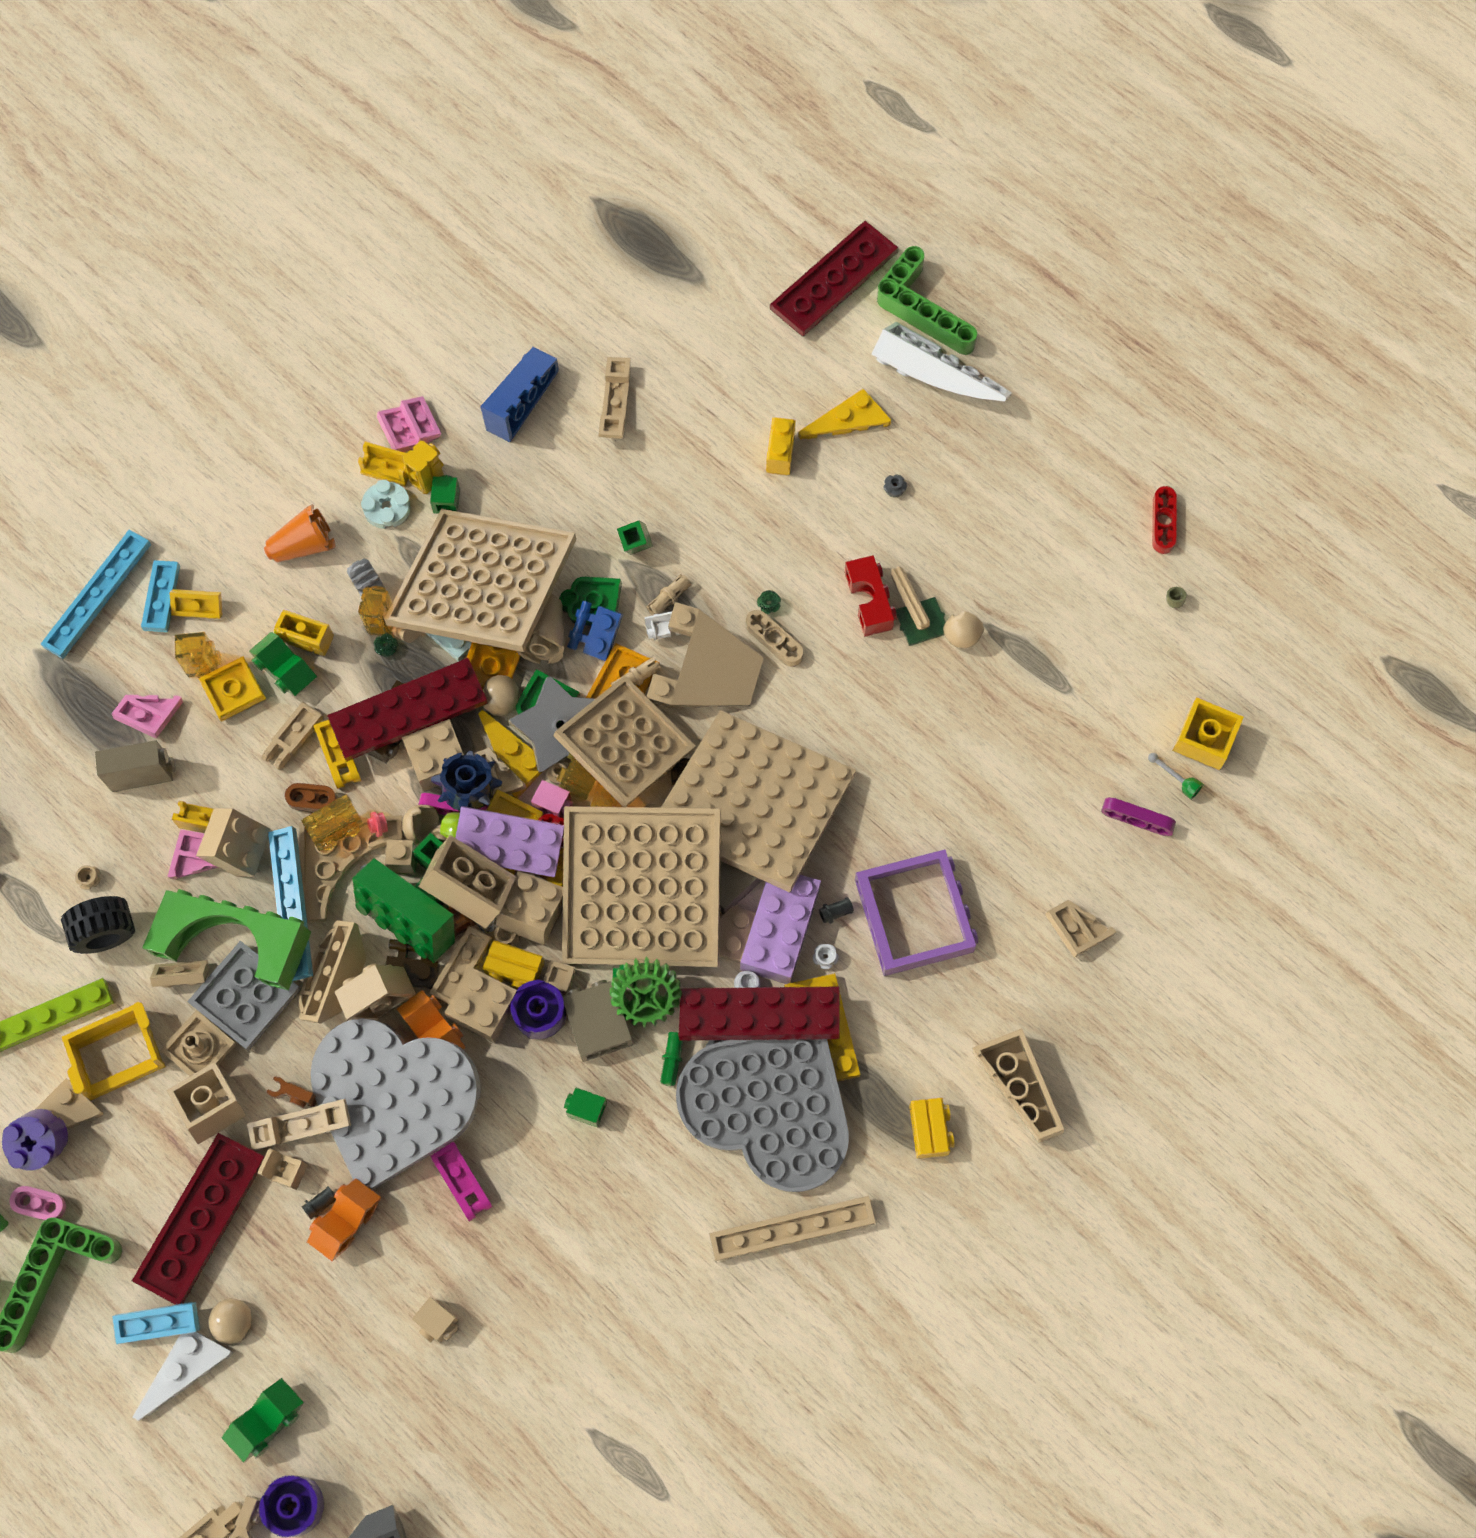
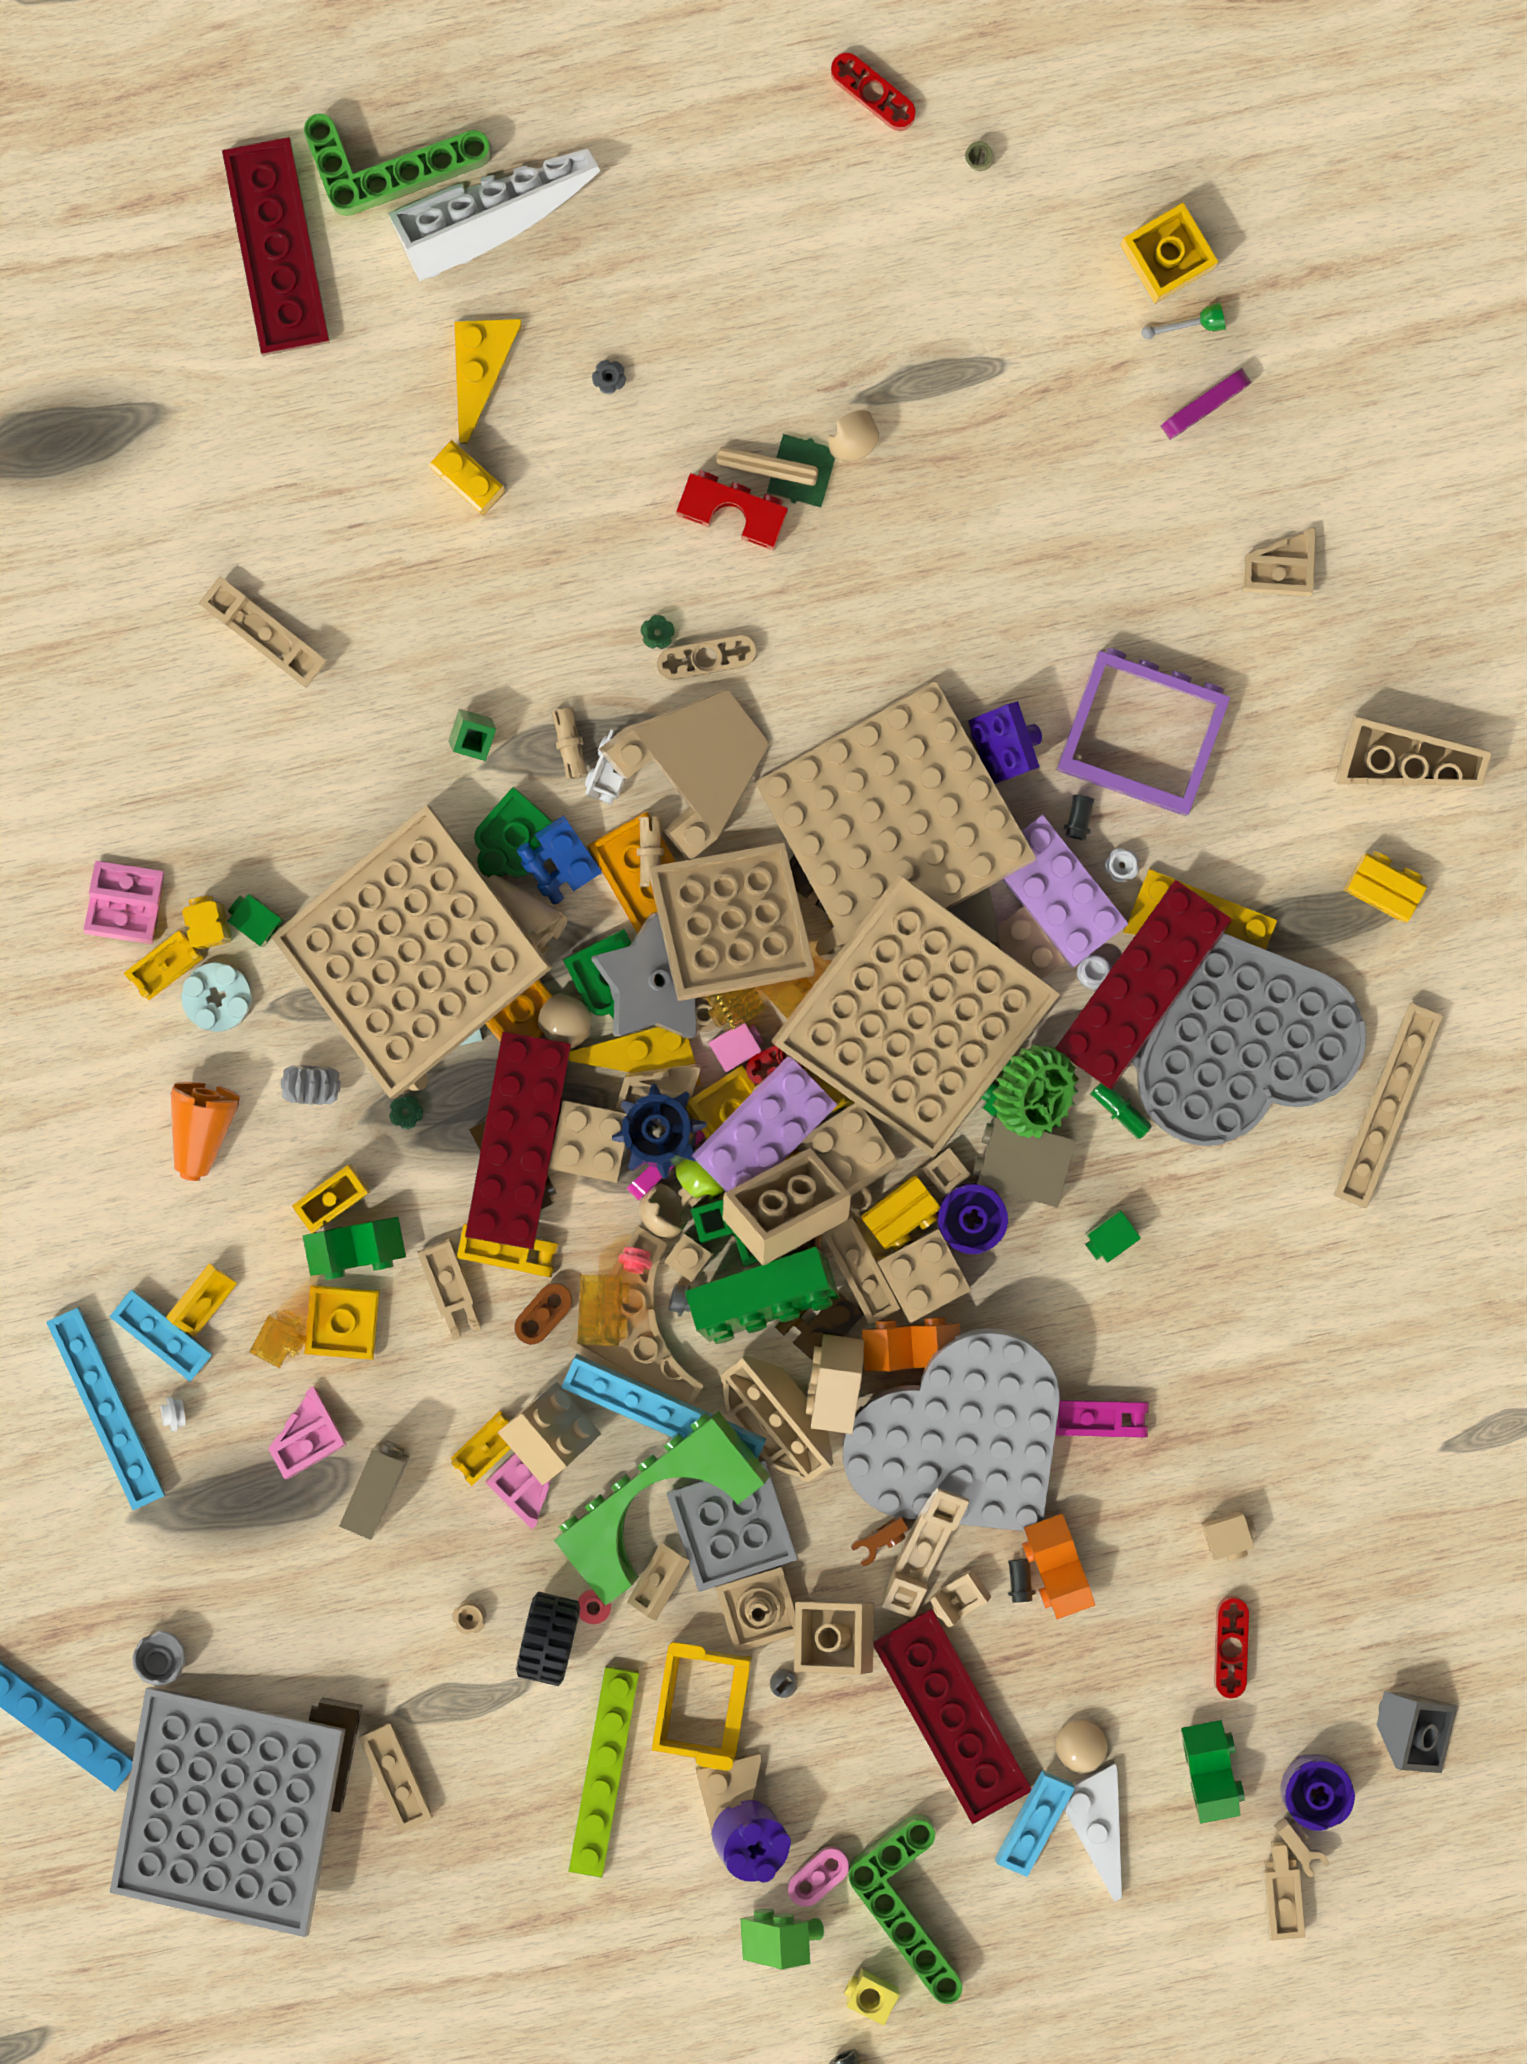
camera: 55 degrees left, 20 degrees up
(115, 631) = (173, 1413): none -> white plate
(130, 946) = (593, 1618): none -> coral plate
(158, 1102) = (778, 1677): none -> dark grey hinge
(338, 1381) = (1241, 1621): none -> red beam
(374, 609) = (363, 1096): clear yellow brick -> none
(518, 394) = (177, 741): blue wedge -> none
(848, 833) = (1005, 742): none -> dark purple plate

